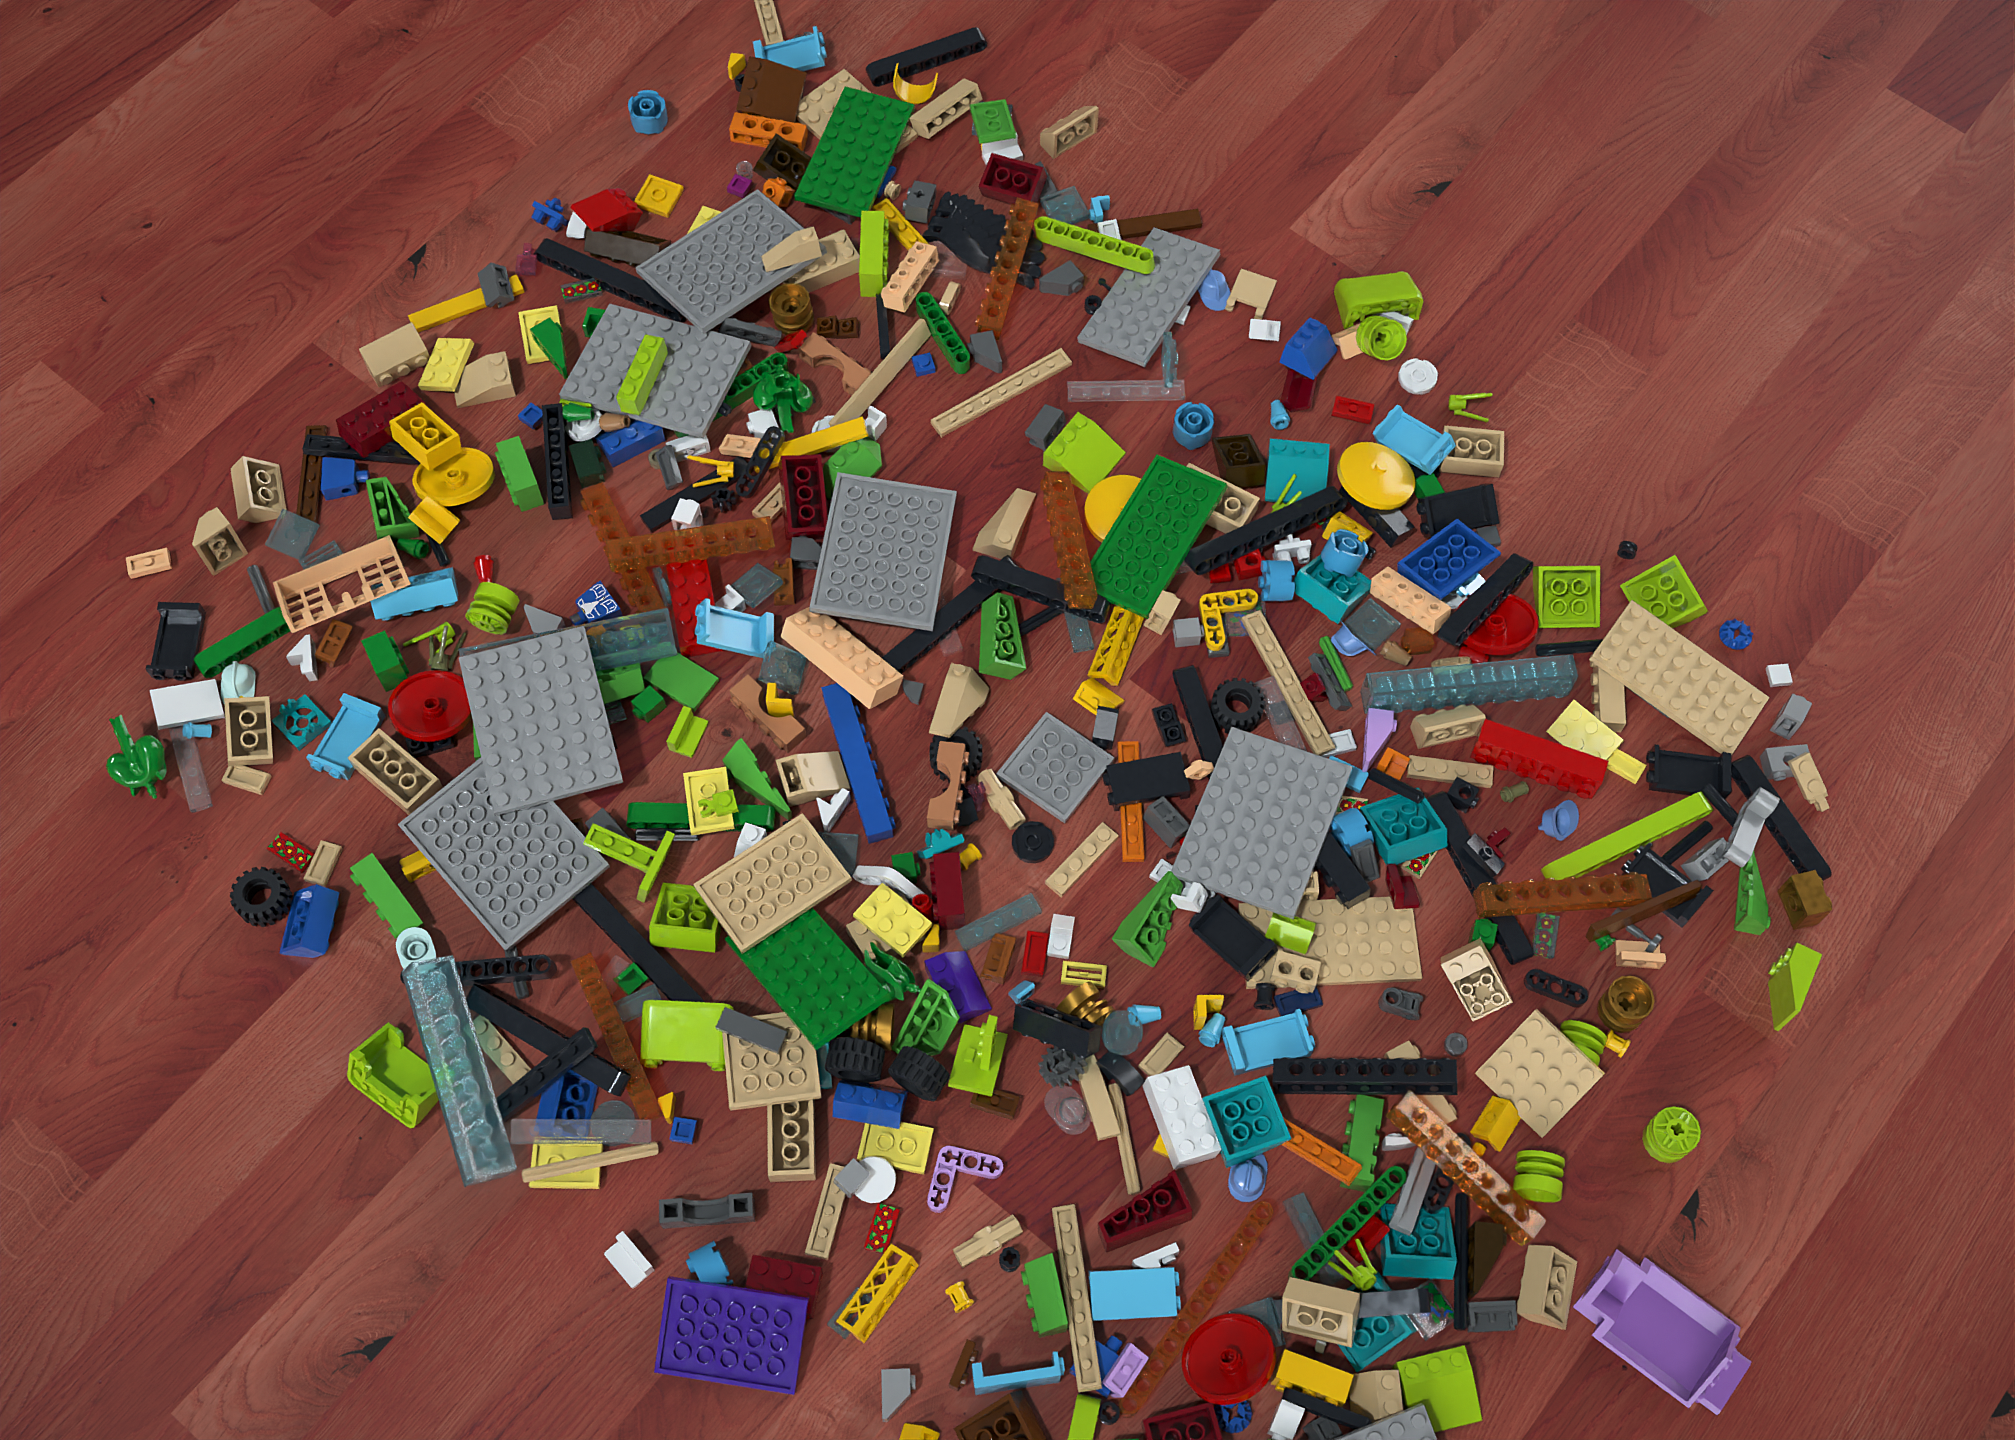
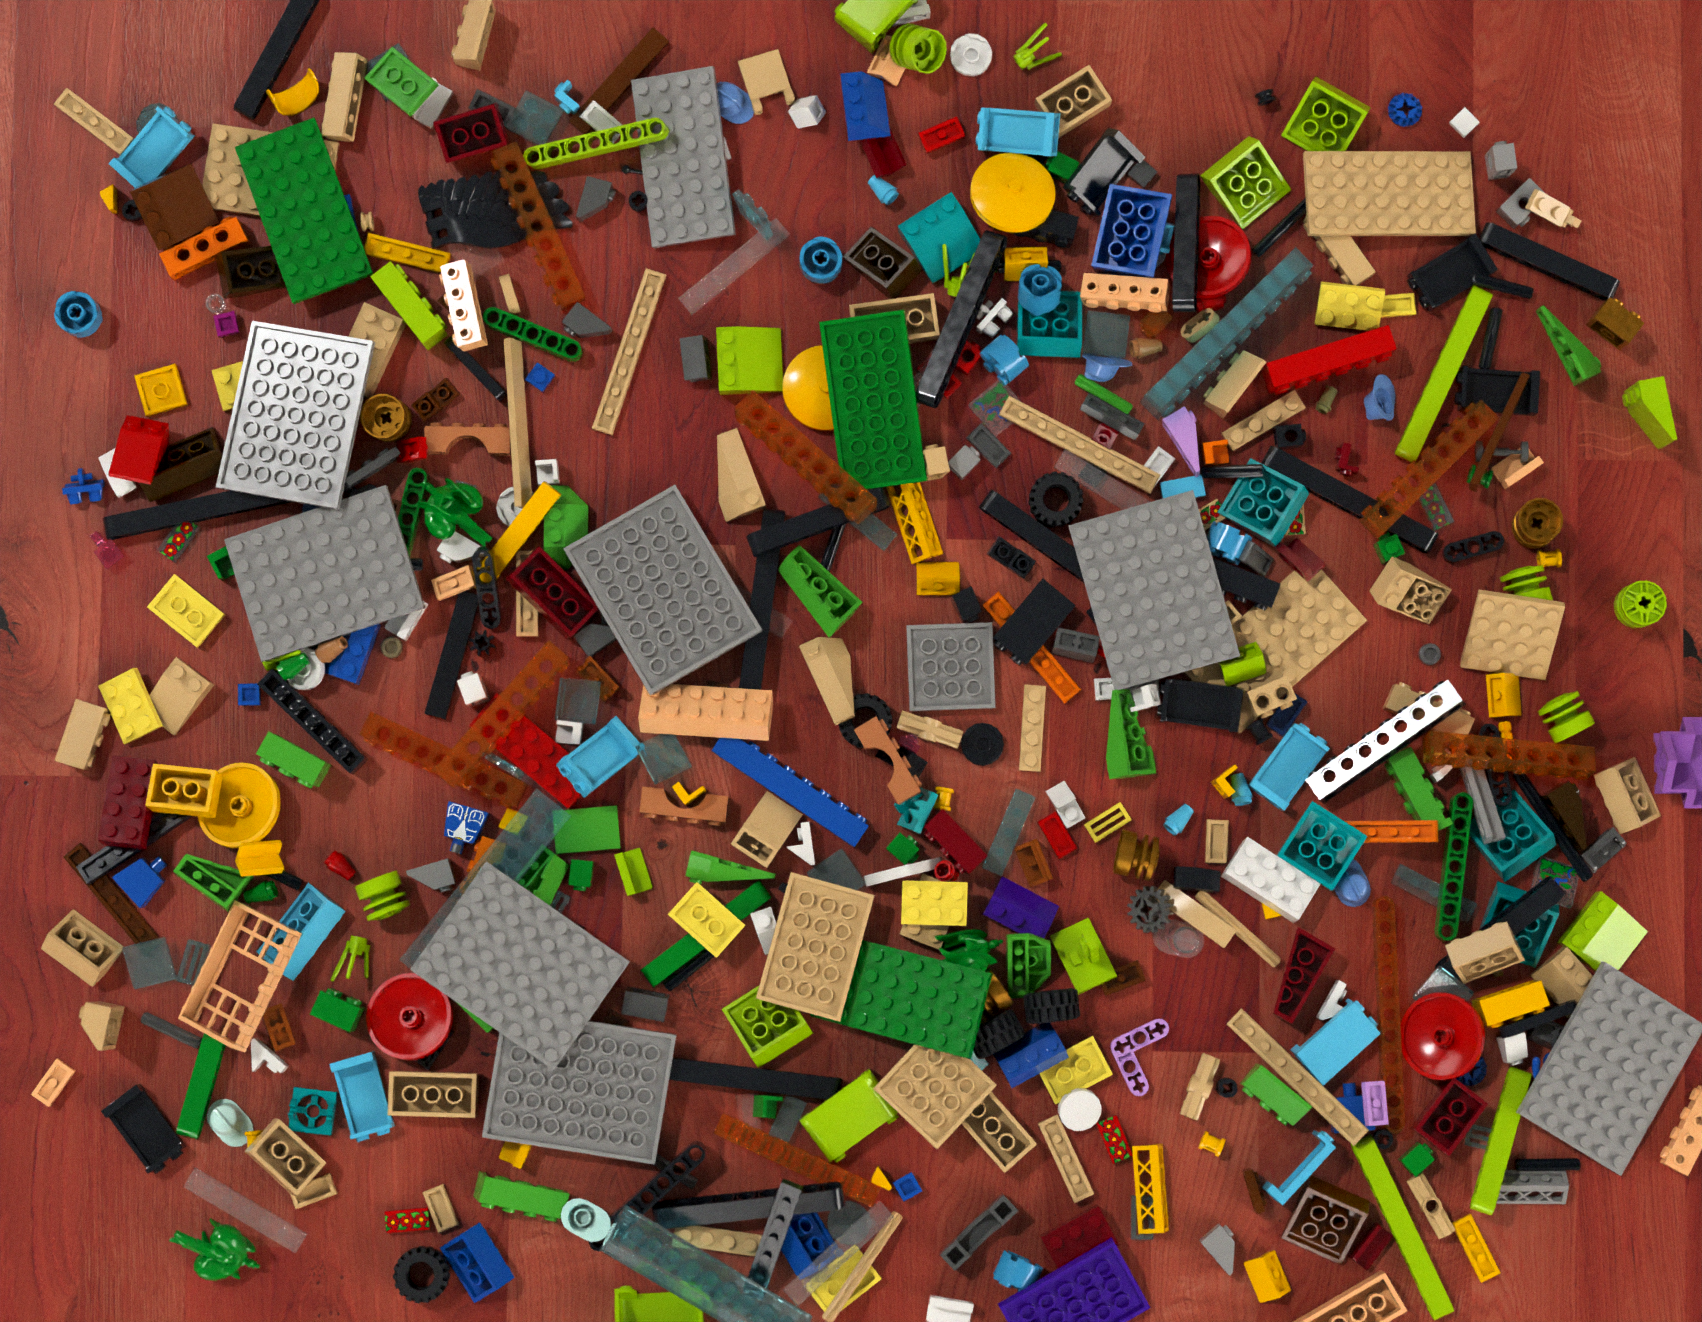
camera: 40 degrees left, 20 degrees up
(186, 703) = (207, 1173): white tile -> none
(196, 730) = (233, 1192): medium azure pin -> none
(440, 660) = (378, 972): olive plant -> none
(456, 307) = (90, 632): yellow tile -> none
(495, 285) = (104, 597): dark grey hinge -> none
(550, 341) = (206, 615): green slope -> none
(587, 464) = (337, 701): clear green brick -> none
(631, 854) = (687, 1012): lime piece -> none
(642, 374) = (326, 593): lime brick -> none
(669, 467) = (412, 651): dark grey tile -> none
(722, 803) = (722, 915): lime plate -> none
(724, 468) = (460, 616): yellow plant -> none
(751, 1030) = (904, 1079): dark grey tile -> none
(778, 191) = (268, 306): orange brick -> none
(796, 248) = (349, 370): tan slope -> none
(851, 1177) = (1066, 1123): light grey panel -> none
(913, 690) = (782, 690): dark grey tile -> none
(919, 201) = (408, 226): dark grey brick -> none
(931, 943) = (973, 889): yellow slope -> none
(1022, 991) = (1071, 874): medium azure slope -> none
(1057, 1028) = (1127, 888): black brick -> none
(1122, 1032) = (1177, 850): clear light blue tile -> none
(1199, 769) = (1068, 582): light nougat plate -> none
(1214, 612) = (973, 427): yellow beam -> none
(1362, 1276) = (1494, 901): lime plant -> none
(1369, 1237) = (1475, 864): red tile -> none
(1405, 1005) = (1369, 652): dark grey piece -> none
(1483, 855) = (1344, 481): black plate -> none
(1706, 860) = (1518, 345): light grey brick -> none
(1748, 826) = (1533, 296): light grey beam -> none

